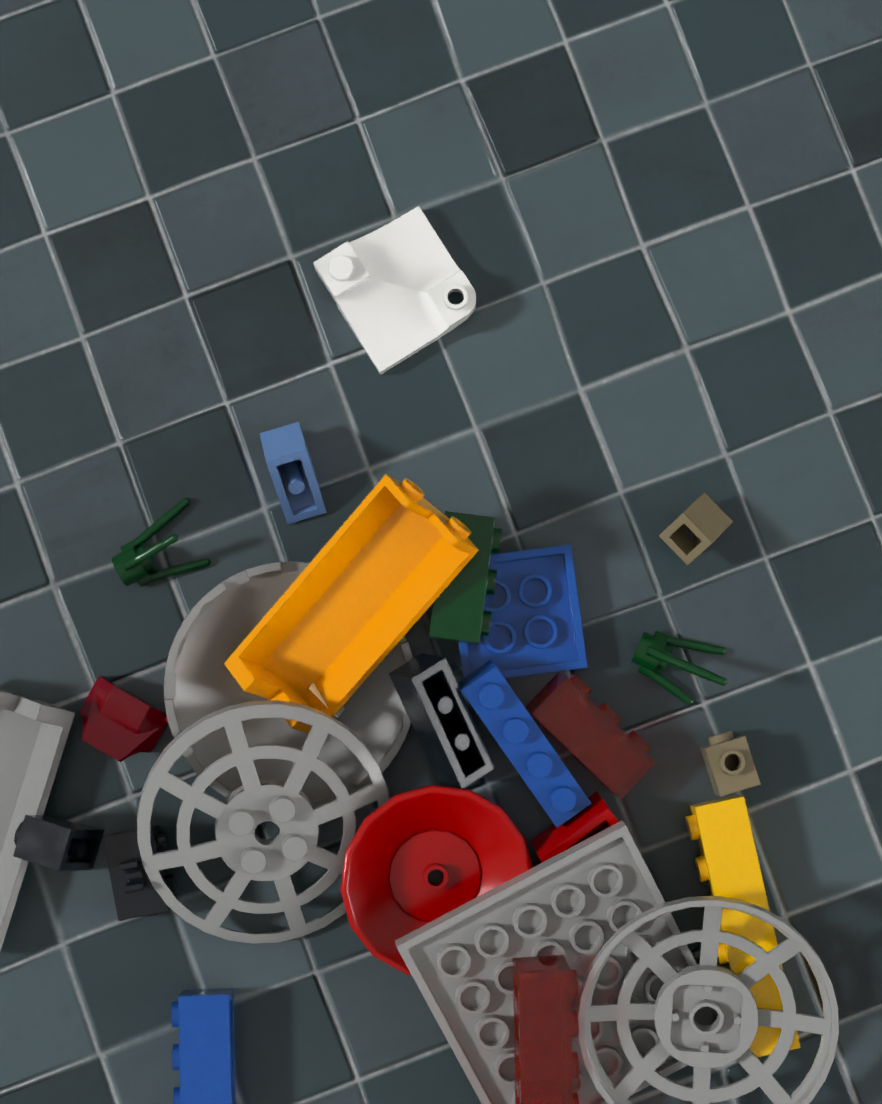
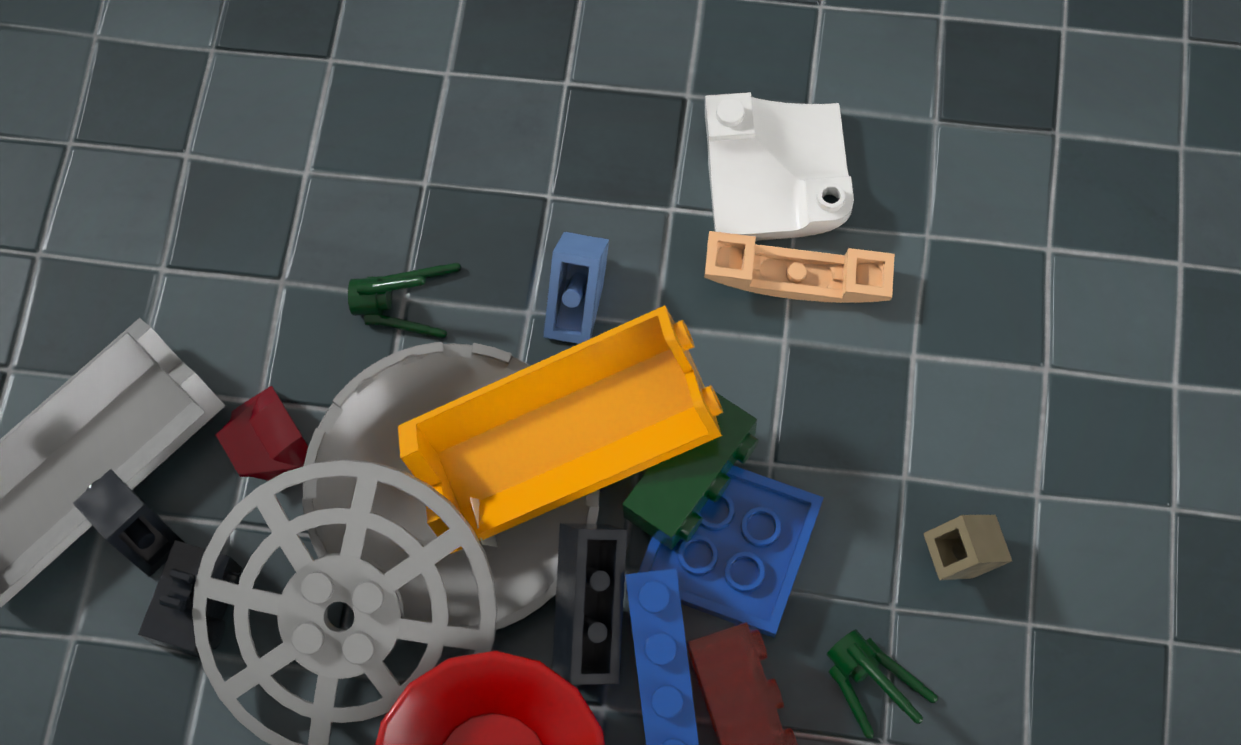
camera: 30 degrees right, 15 degrees down
(459, 368) = (799, 273): none -> light nougat slope

